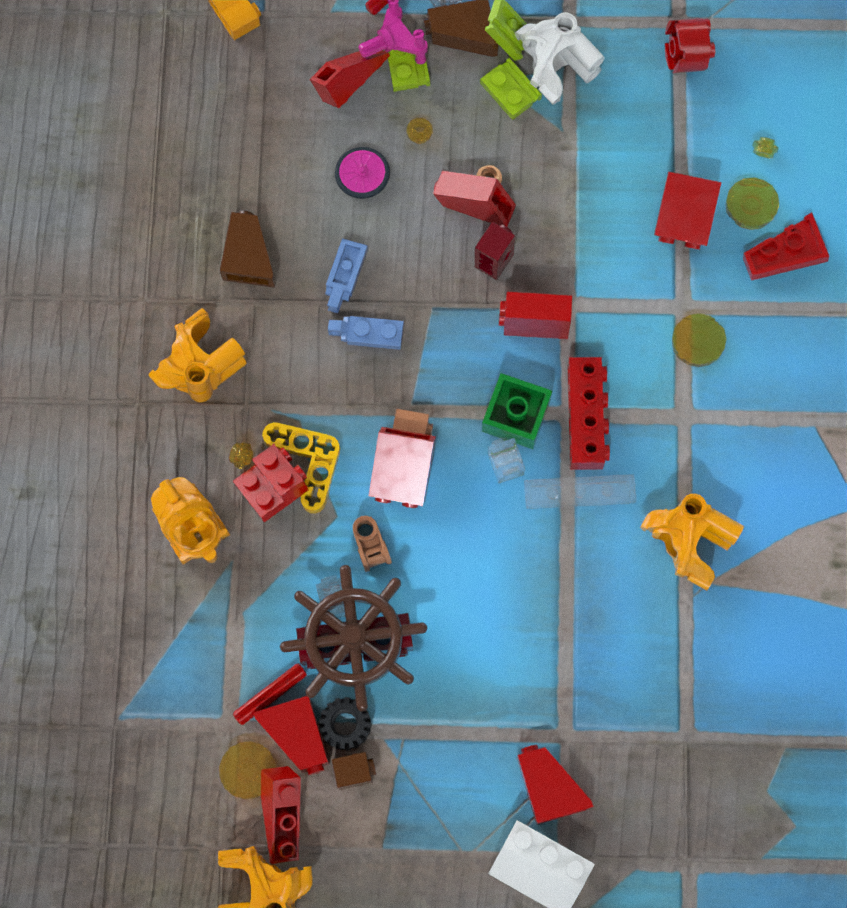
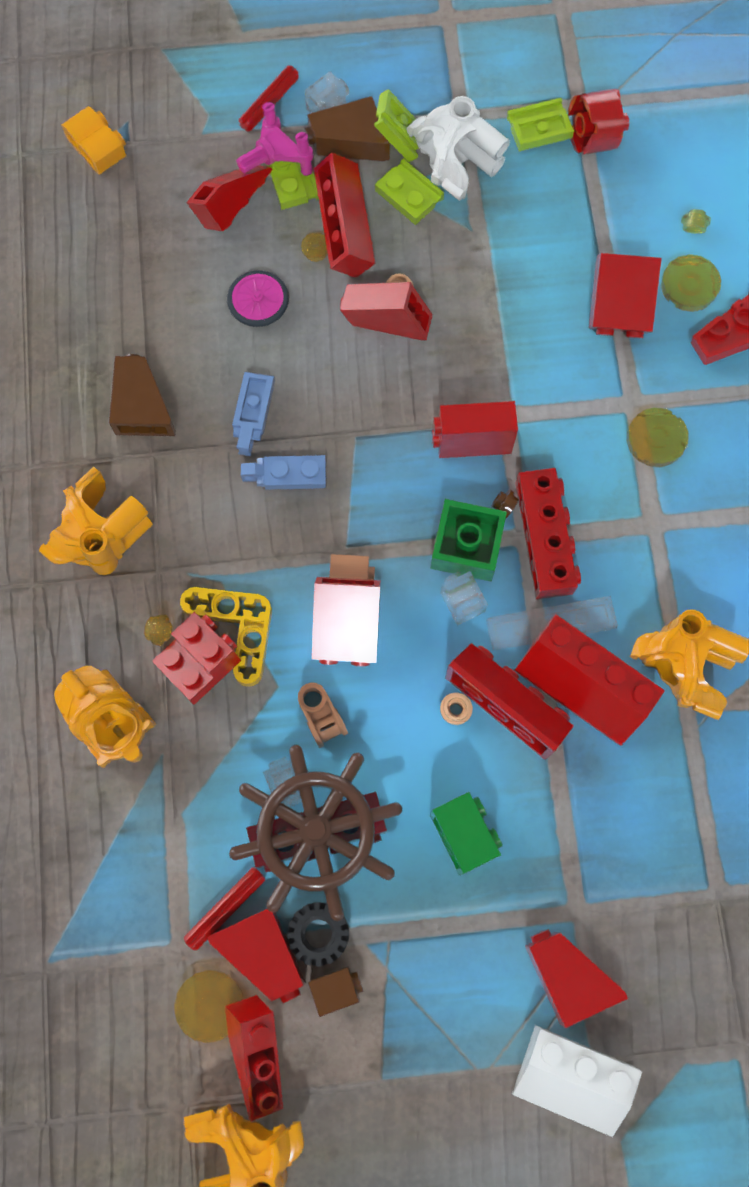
camera: 10 degrees left, 0 degrees up
(448, 106) = (344, 215): none -> red brick
(477, 656) = (465, 833): none -> green brick
(490, 546) = (460, 699): none -> light nougat plate
(494, 250) = (417, 363): dark red brick -> none
(531, 551) = (508, 700): none -> red slope
(554, 382) = (505, 502): none -> reddish brown plate
(602, 543) = (589, 680): none -> red slope
(638, 39) = (540, 124): none -> lime plate

